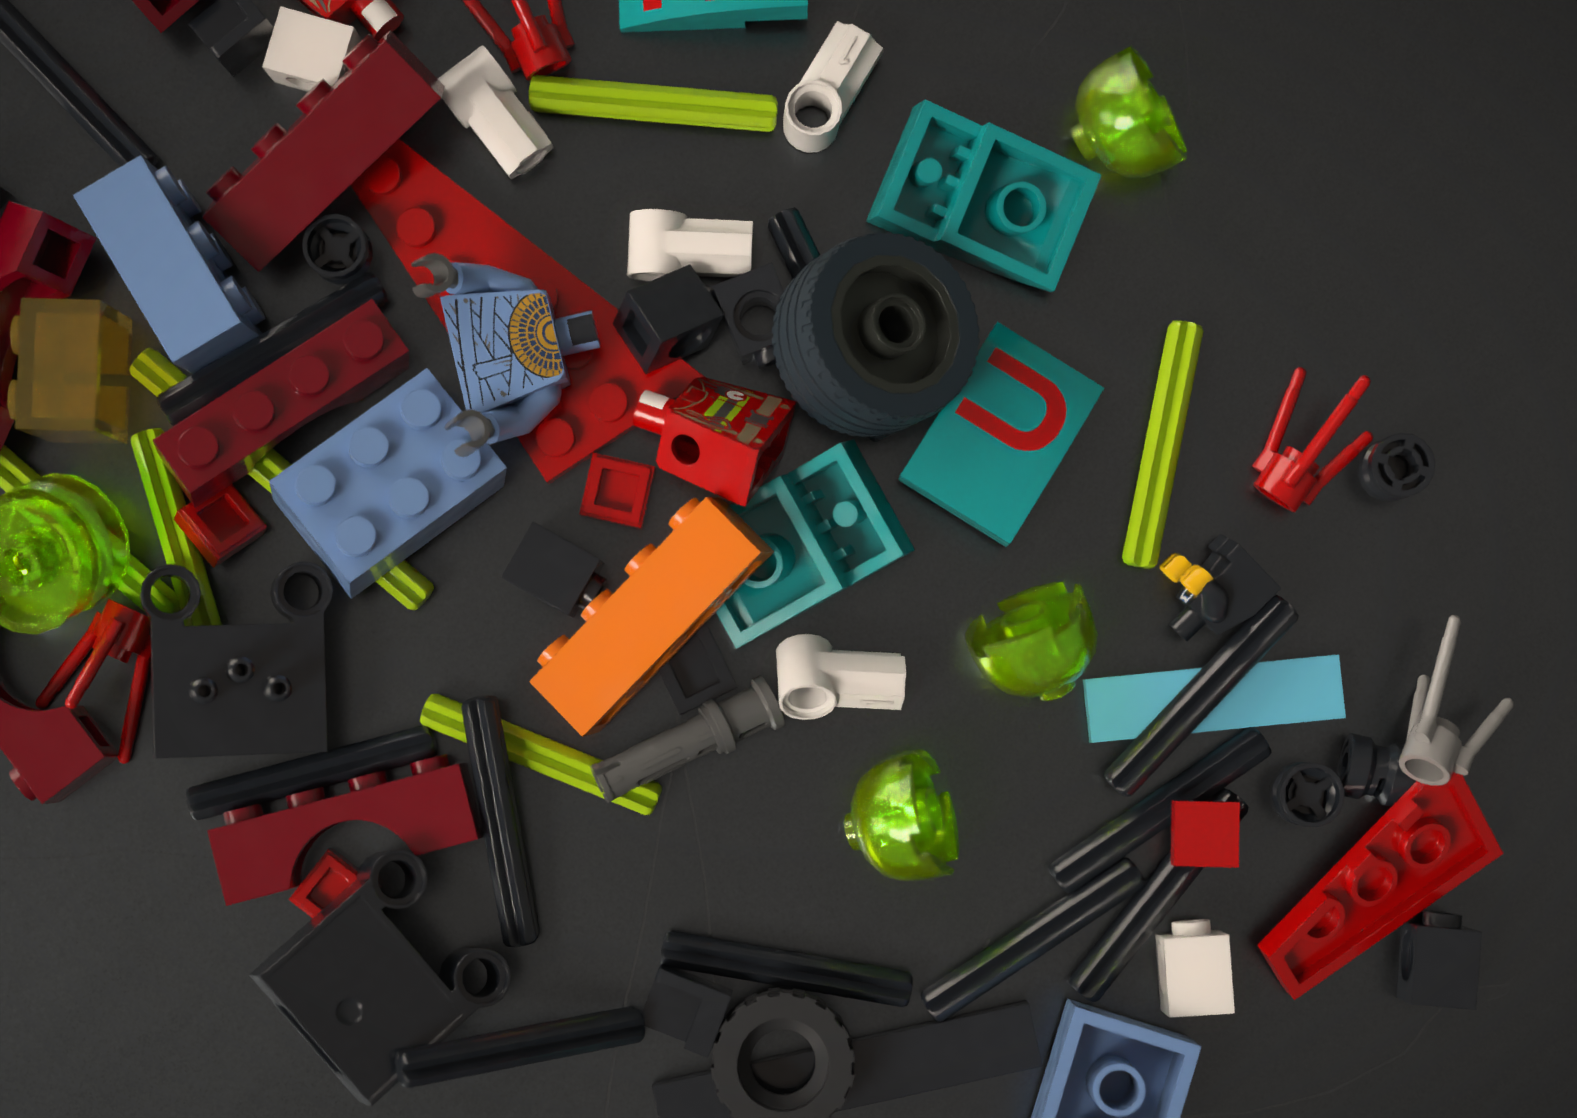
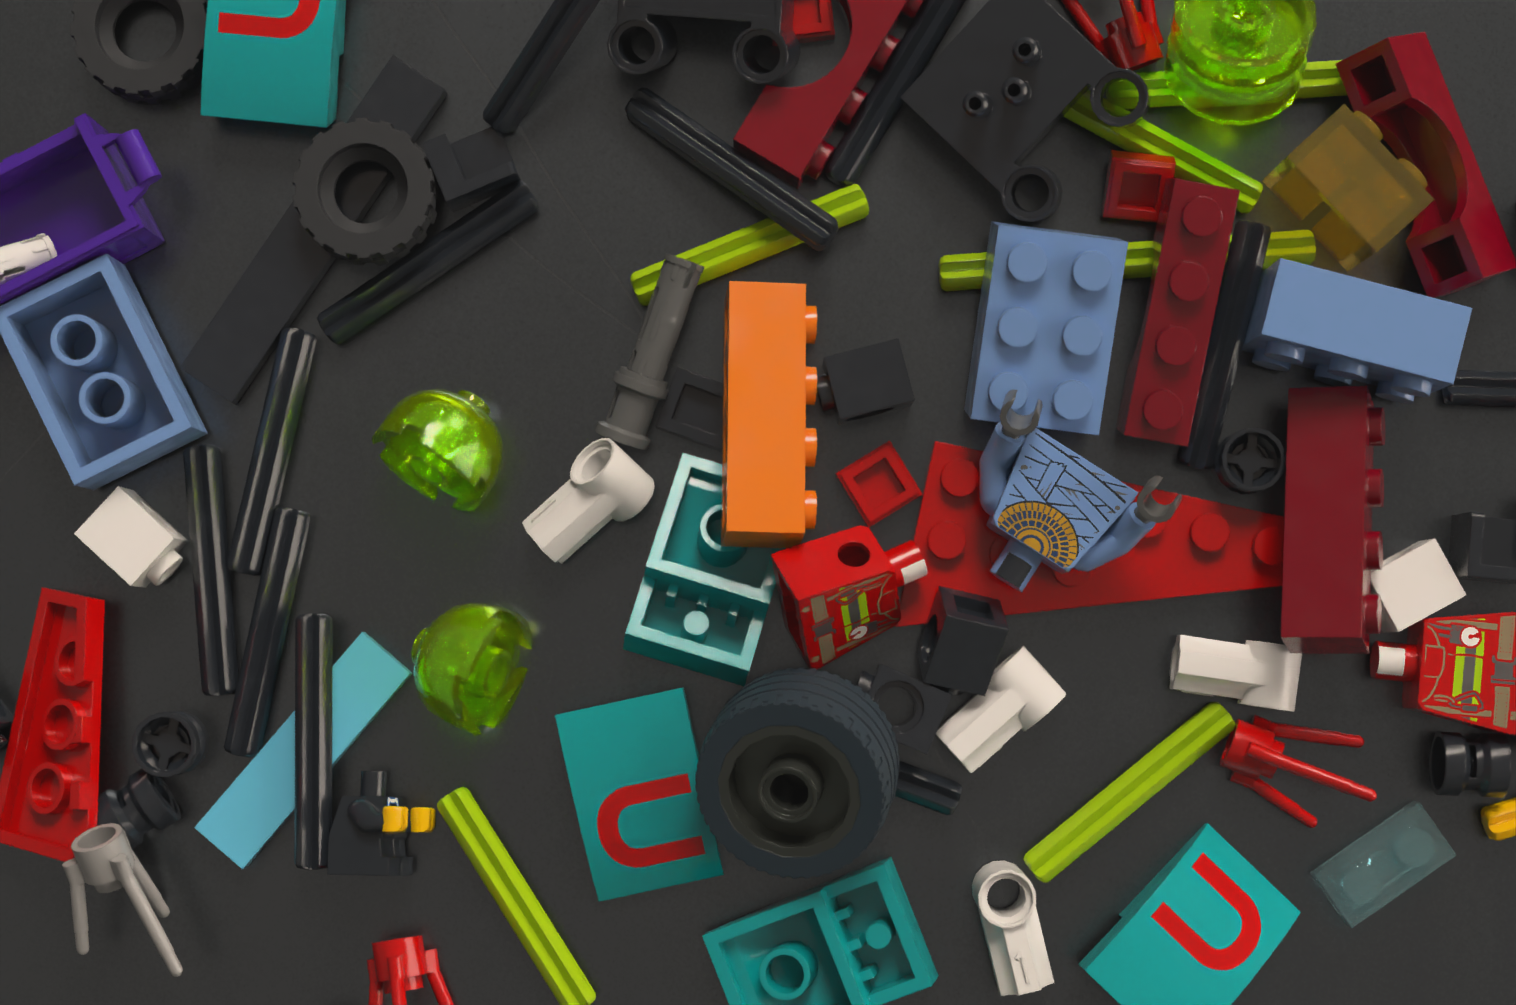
camera: 135 degrees right, 0 degrees up
(1205, 833) = (216, 643): red tile -> none

